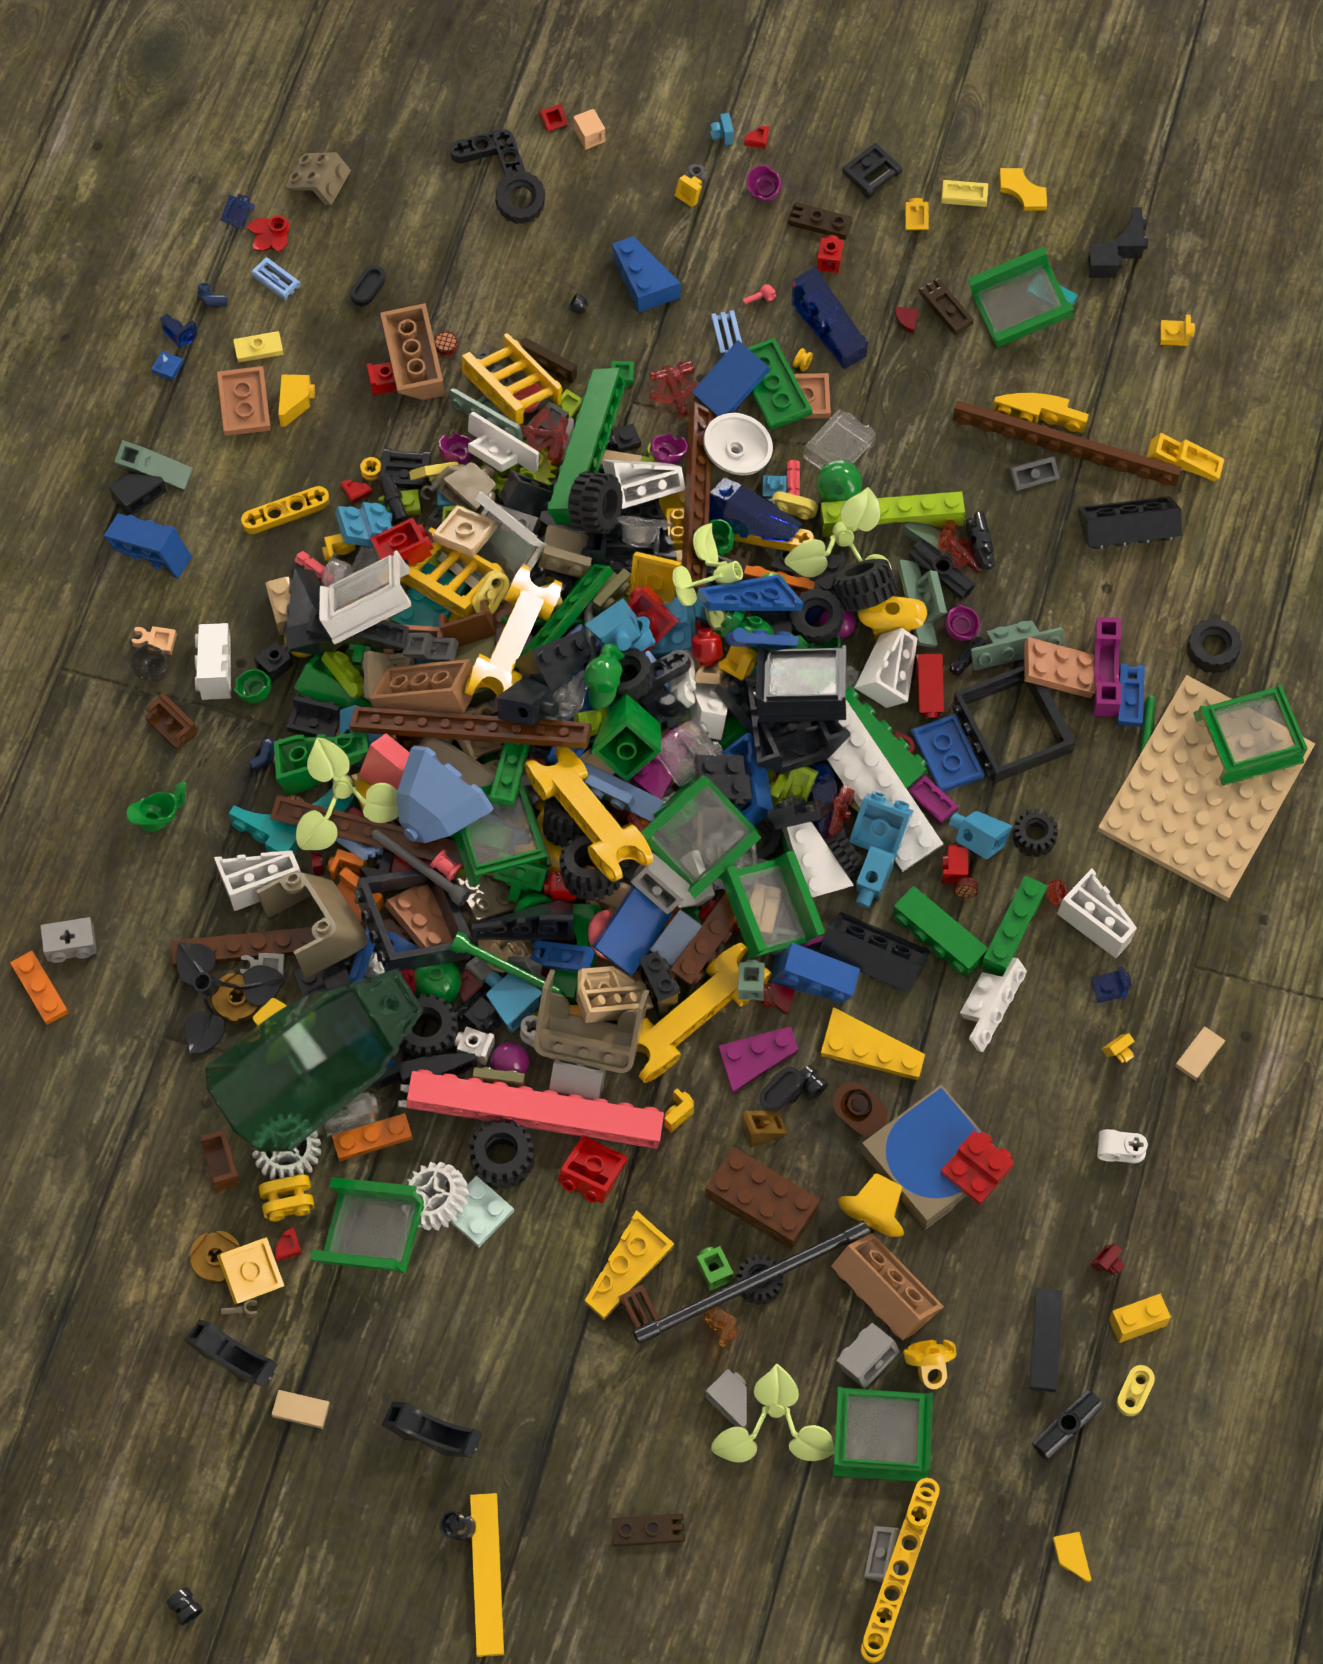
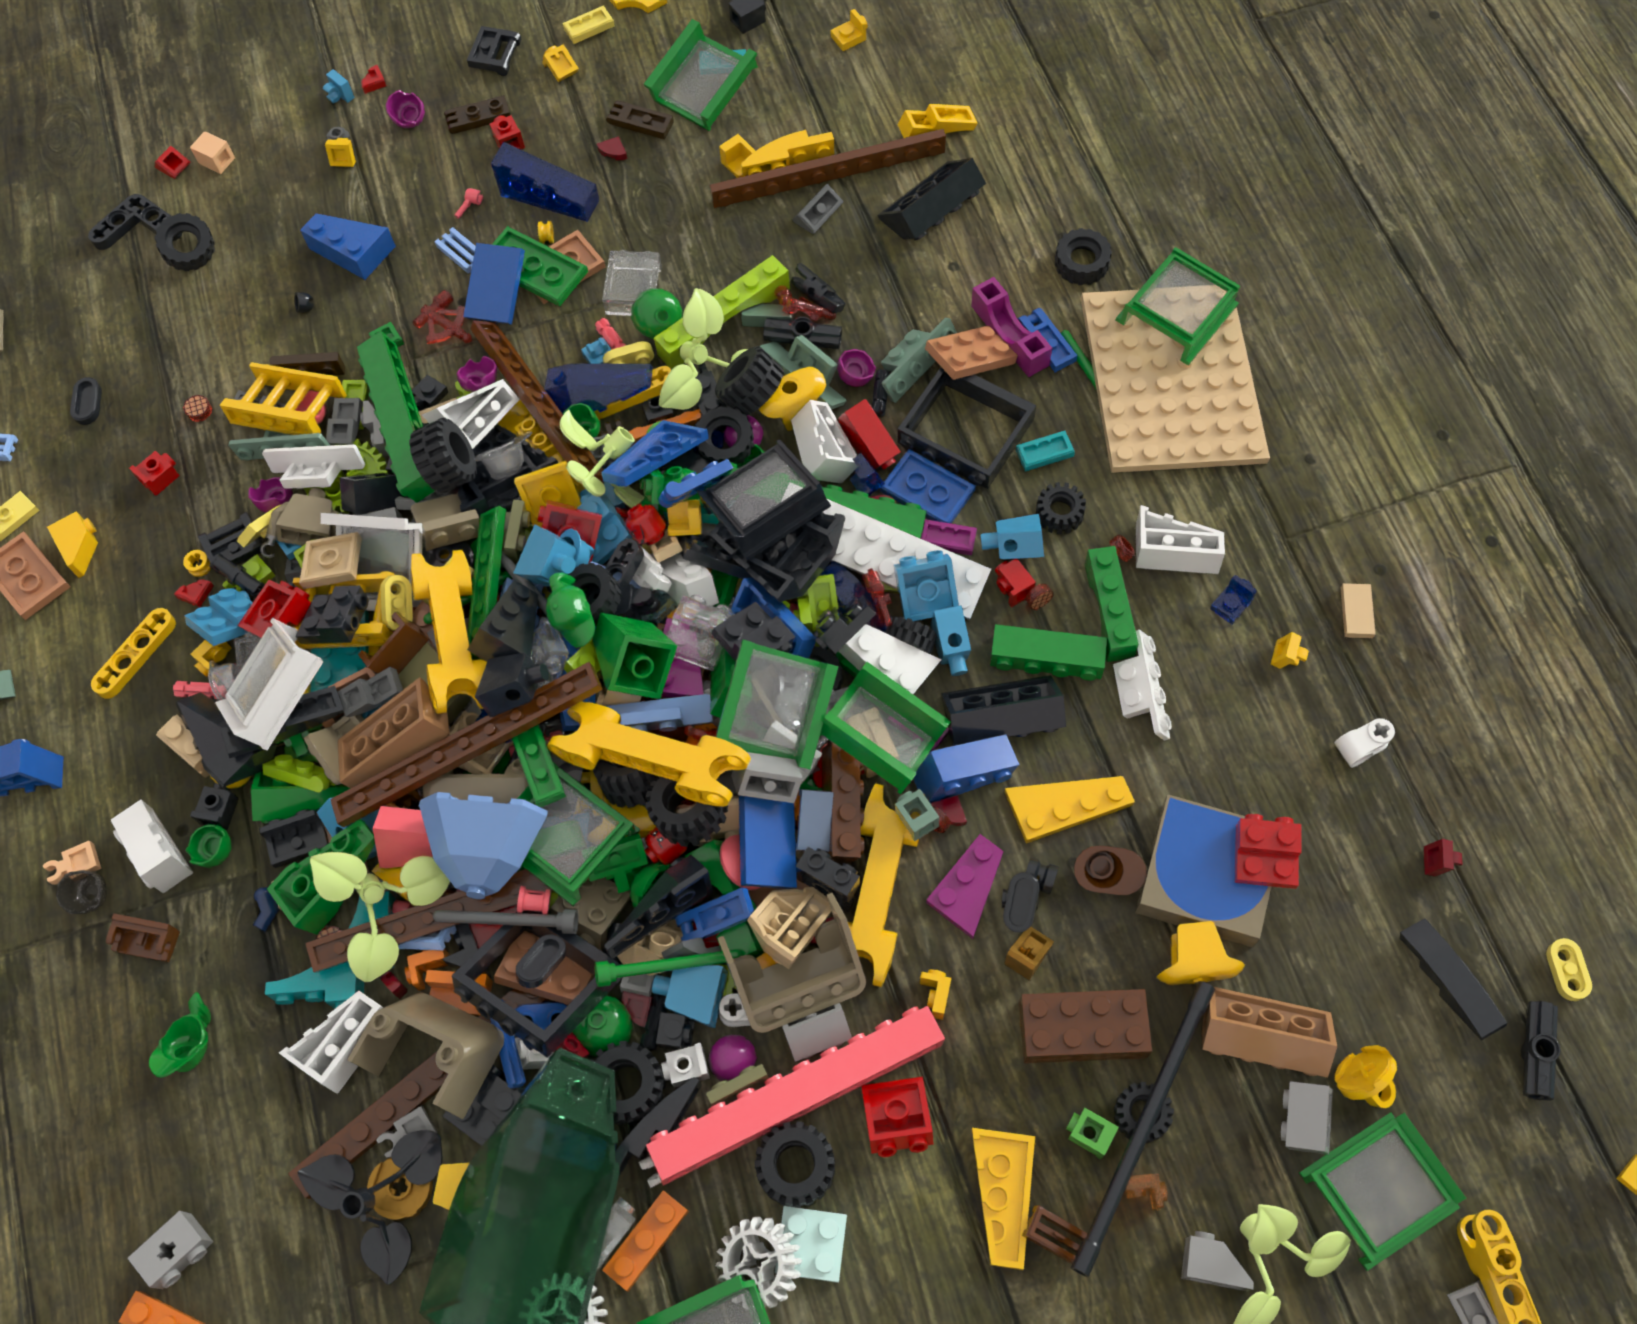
camera: 30 degrees left, 0 degrees up
(413, 352) = (169, 431): medium nougat slope -> none
(423, 908) = (540, 961): none -> black tile
(440, 575) = (333, 616): none -> black plate
(556, 435) = (361, 424): clear red piece -> none
(738, 434) = (539, 333): white dish -> none
(905, 714) = (866, 477): none -> clear blue bracket
(999, 384) = (734, 153): none -> yellow panel
(1058, 781) = (1045, 450): none -> teal plate
(1139, 1318) = (1516, 895): yellow brick -> none

